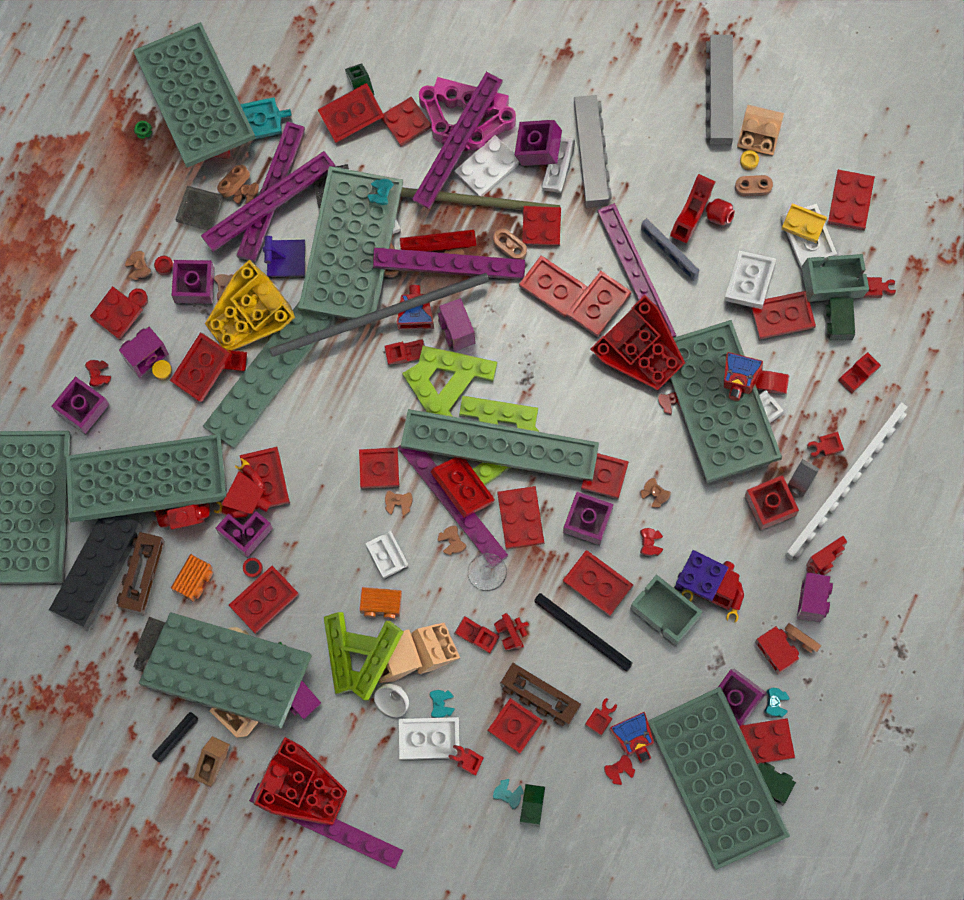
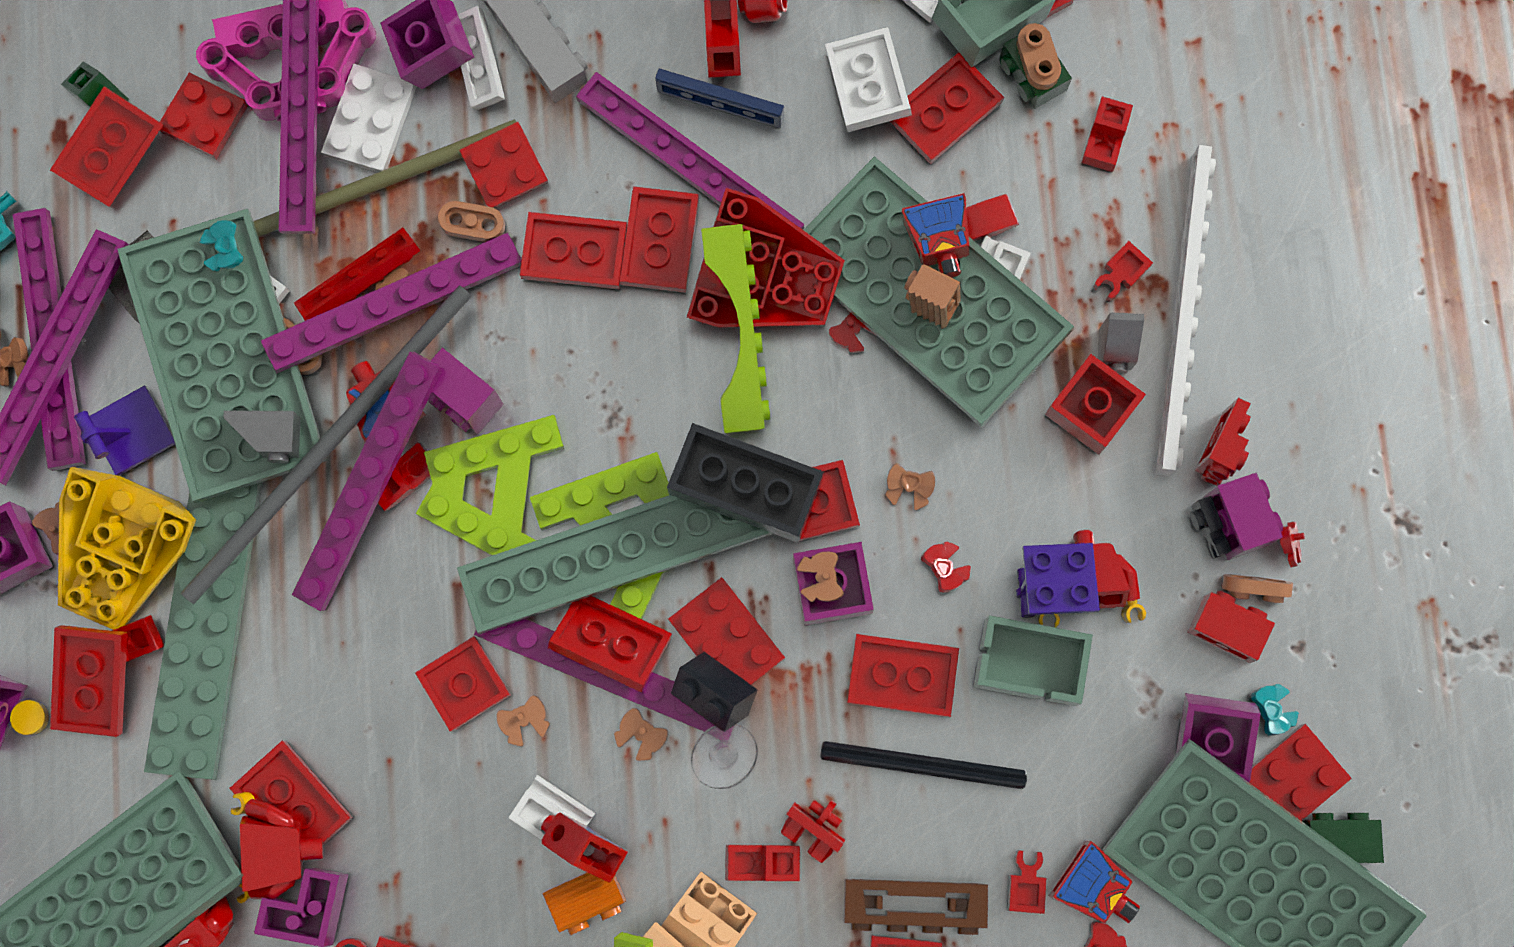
camera: 30 degrees left, 5 degrees up
(353, 293) = (269, 432): none -> flat silver slope
(387, 343) = (367, 481): none -> magenta plate
(390, 566) = (570, 839): none -> red torso
(499, 537) = (714, 691): none -> black brick
(572, 443) = (745, 482): none -> black brick
(588, 505) = (824, 566): none -> nougat piece
(625, 329) = (726, 256): none -> lime arch
(718, 402) = (933, 295): none -> nougat brick
(795, 590) = (1208, 521): none -> black plate
(832, 625) = (1291, 543): none -> red piece
(843, 312) = (1038, 54): none -> nougat plate

